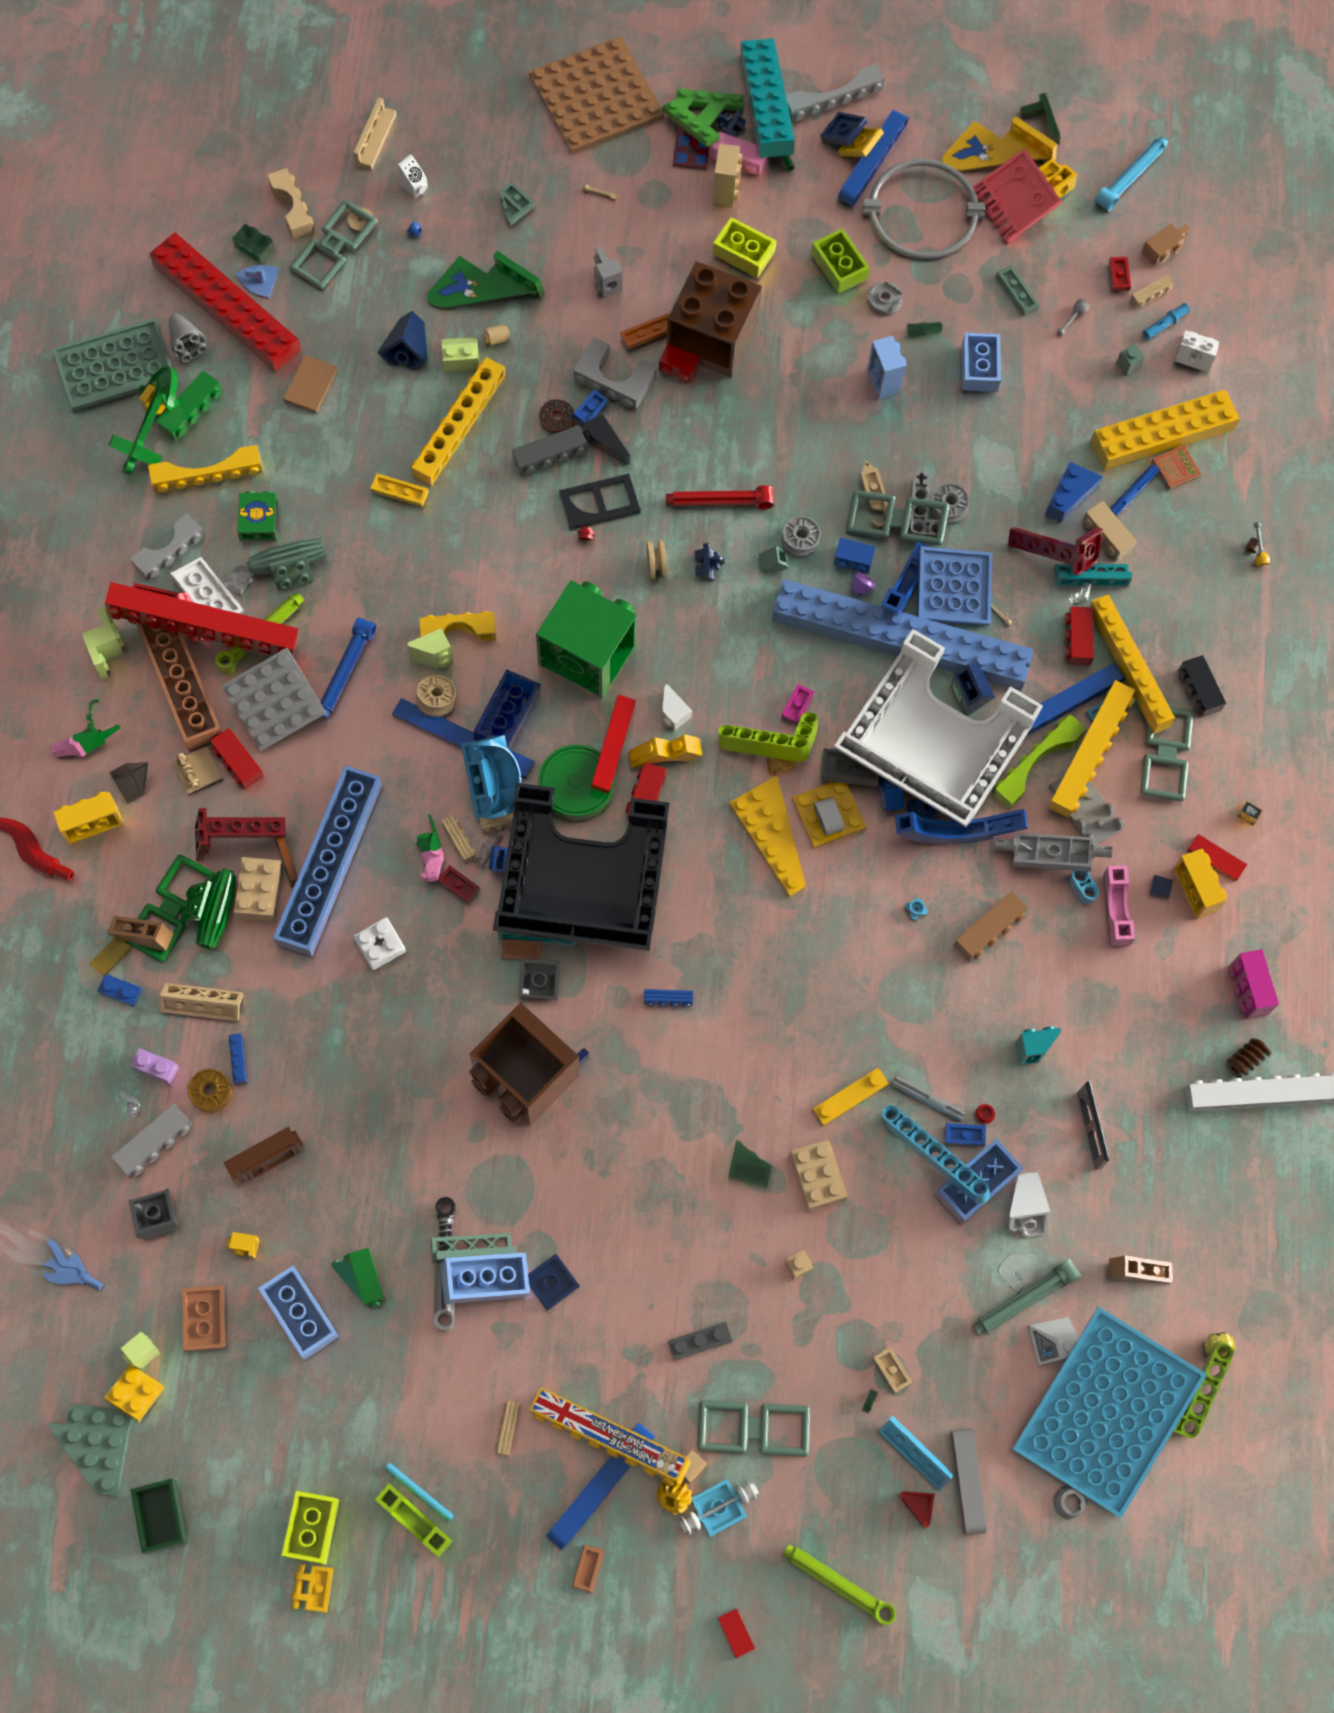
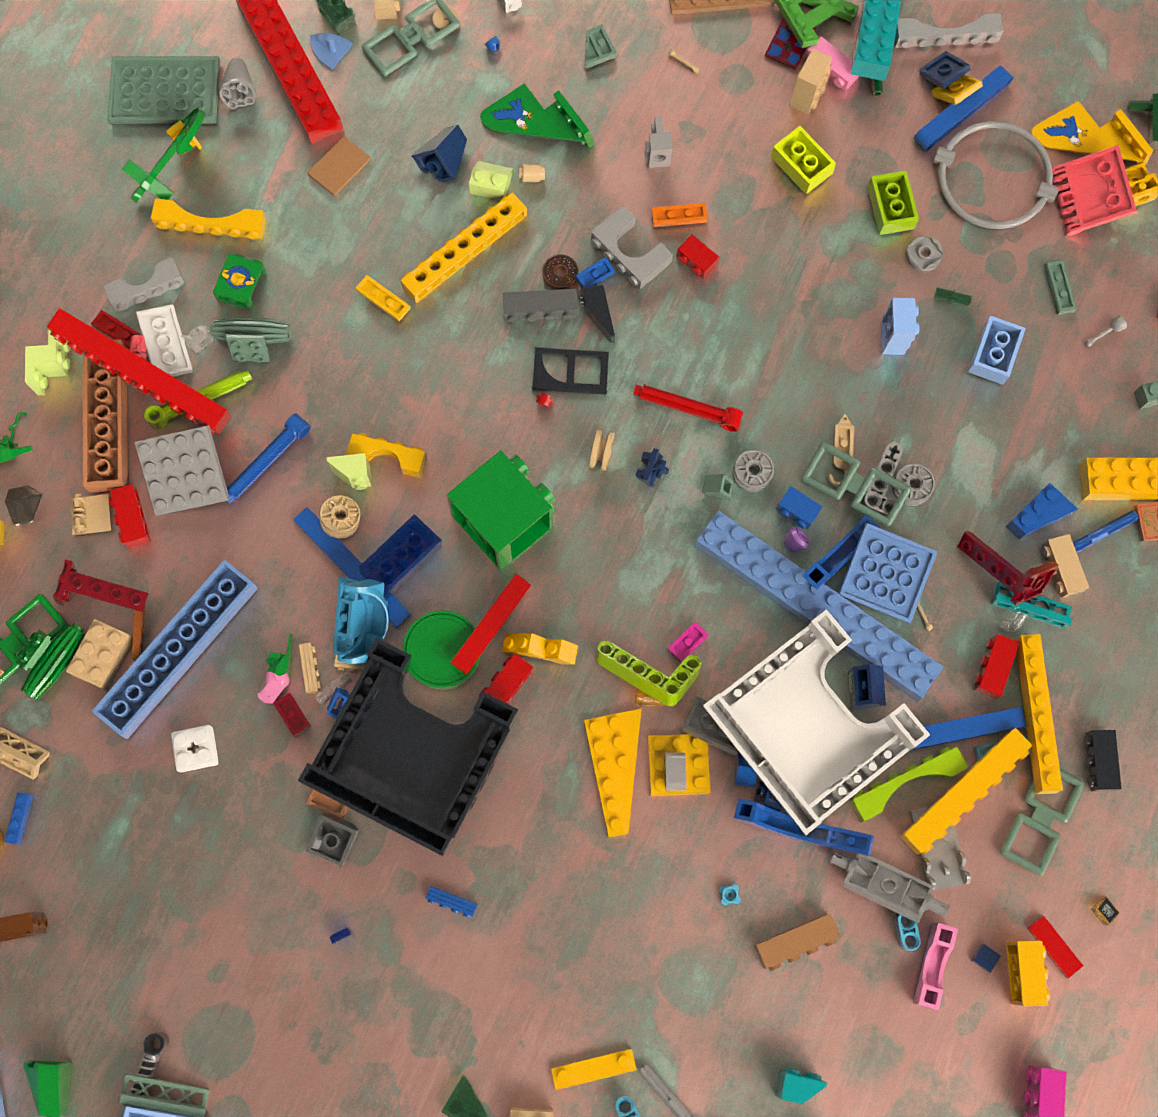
camera: 20 degrees right, 5 degrees up
(191, 405) = (217, 152): green brick -> none
(523, 1066) = (275, 931): reddish brown piece -> none
(675, 710) = (563, 607): white slope -> none
(714, 317) = (746, 222): reddish brown piece -> none
(736, 121) = (841, 30): dark blue hips -> none

